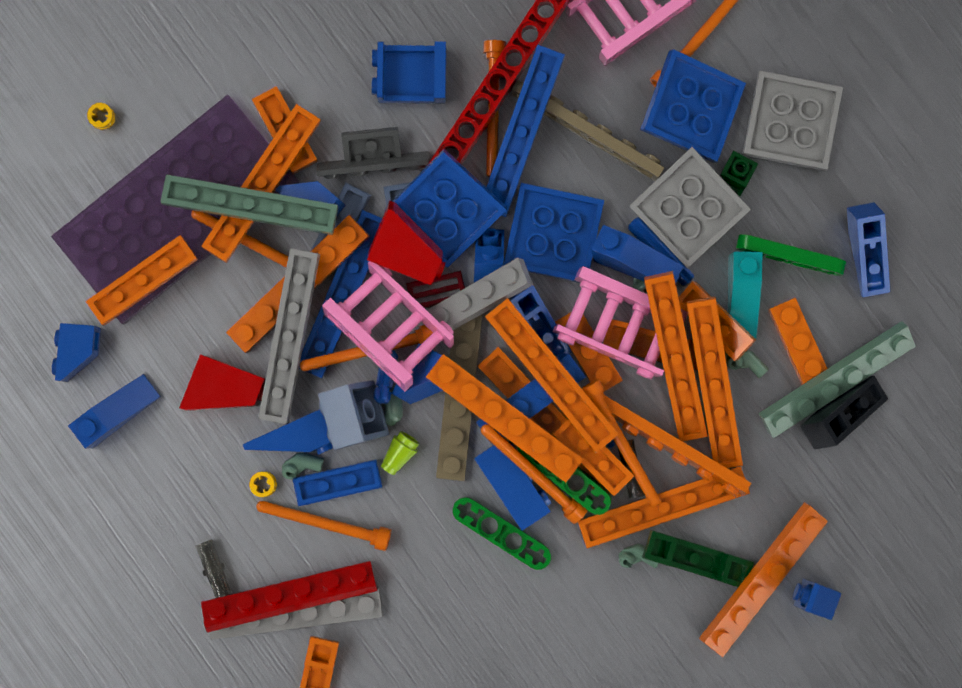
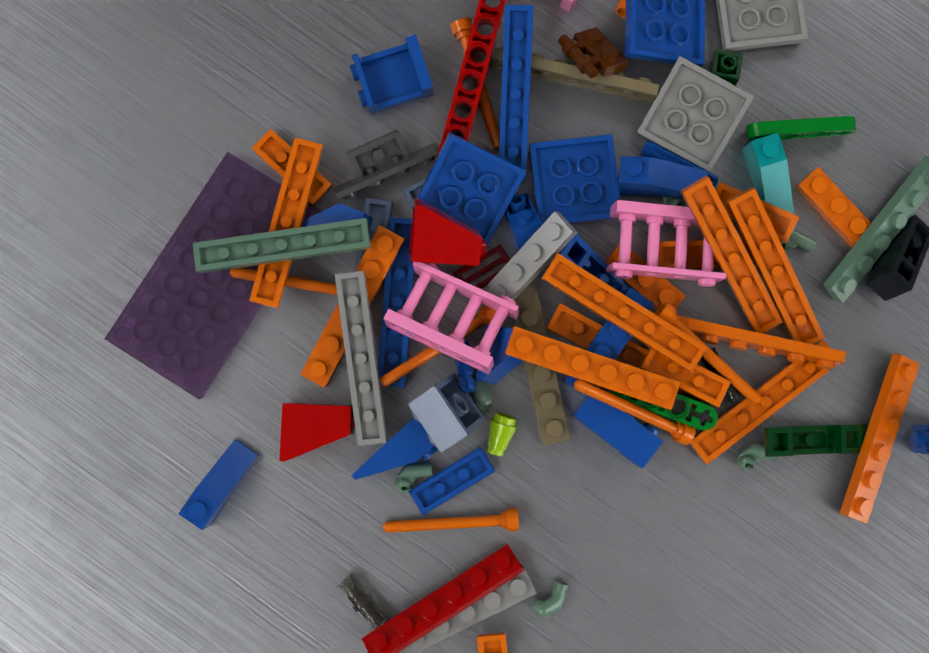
camera: 20 degrees left, 0 degrees up
(76, 349) = (162, 437): blue slope -> none
(98, 124) = (117, 220): yellow bush -> none
(142, 280) = (203, 352): orange plate -> none
(255, 487) = (375, 511): yellow bush -> none
(393, 632) = (553, 603): none -> sand green arm
(503, 530) = (622, 472): green beam -> none
(617, 117) = (593, 53): none -> reddish brown plate
(869, 248) = (871, 97): blue slope -> none

